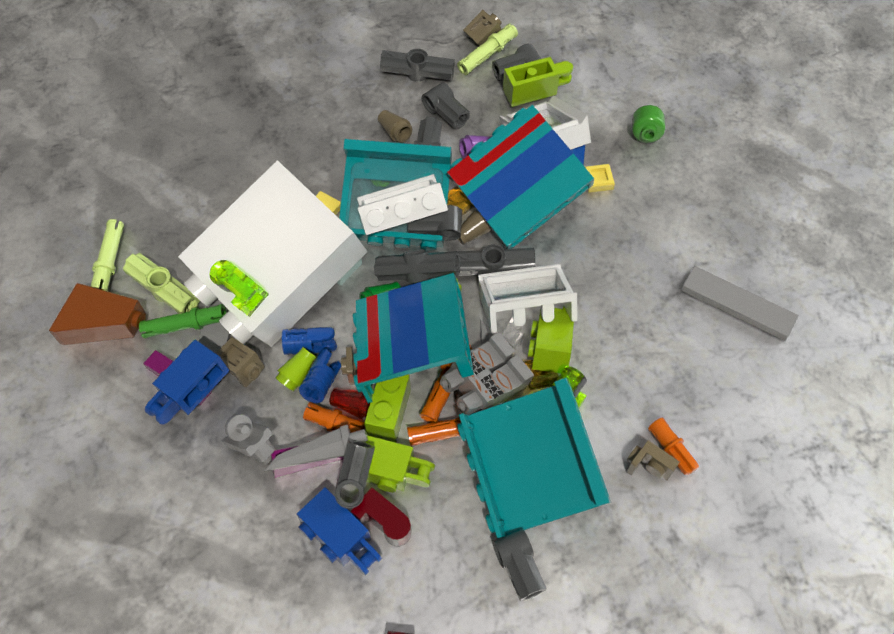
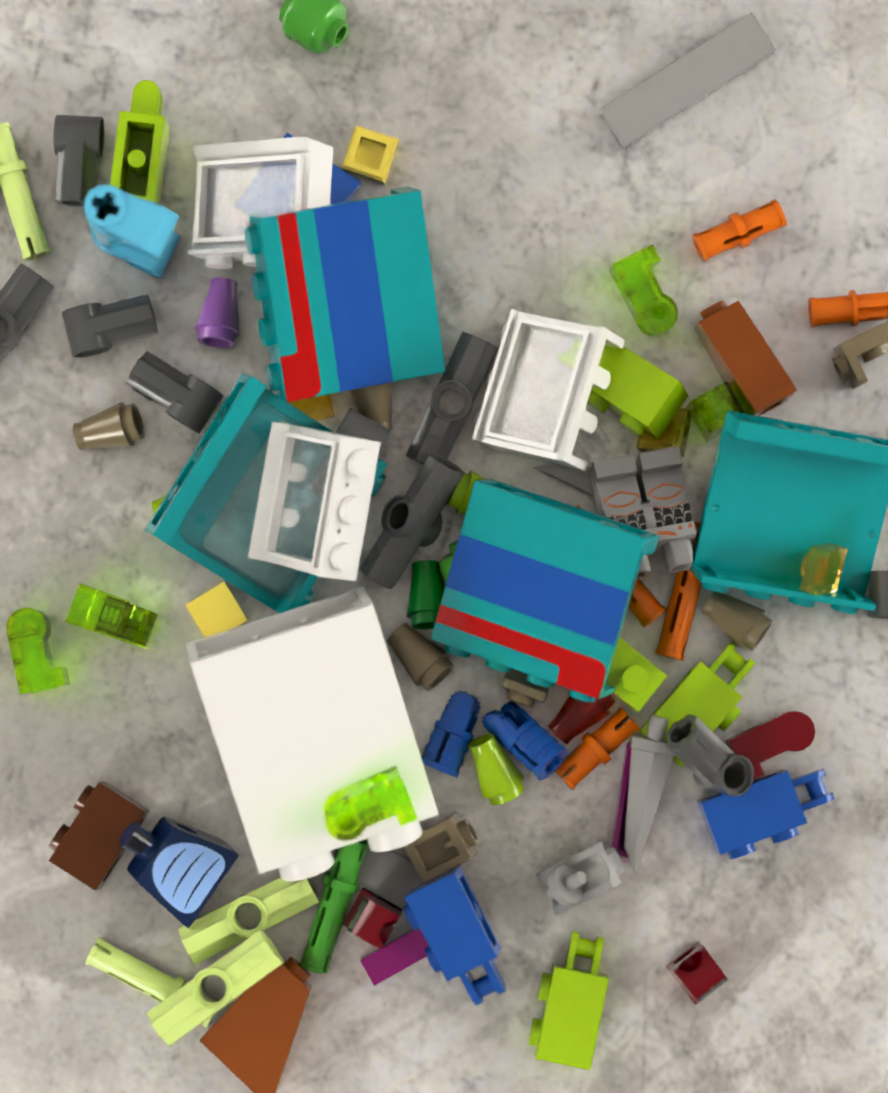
camera: 65 degrees left, 25 degrees up
(109, 275) = (191, 1004): none -> yellowish green piece
(166, 475) = (571, 1007): none -> lime brick
(171, 233) = (177, 865): none -> torso
(175, 337) = (372, 918): none -> dark red leg
(179, 201) = (91, 843): none -> reddish brown brick
(215, 538) = (697, 973): none -> dark red leg
(264, 138) = (31, 655): none -> clear neon green leg
(298, 158) = (111, 616): none -> clear neon green leg
(343, 307) = (420, 657): none -> dark tan cone
(450, 466) = (737, 619): none -> dark tan cone
(496, 60) = (132, 228): none -> medium azure piece
(506, 491) = (822, 568): none -> clear yellow plate
(604, 394) = (744, 358): none -> dark orange slope
(609, 328) = (650, 308): none -> clear neon green leg
(693, 376) = (739, 230): none -> orange pin

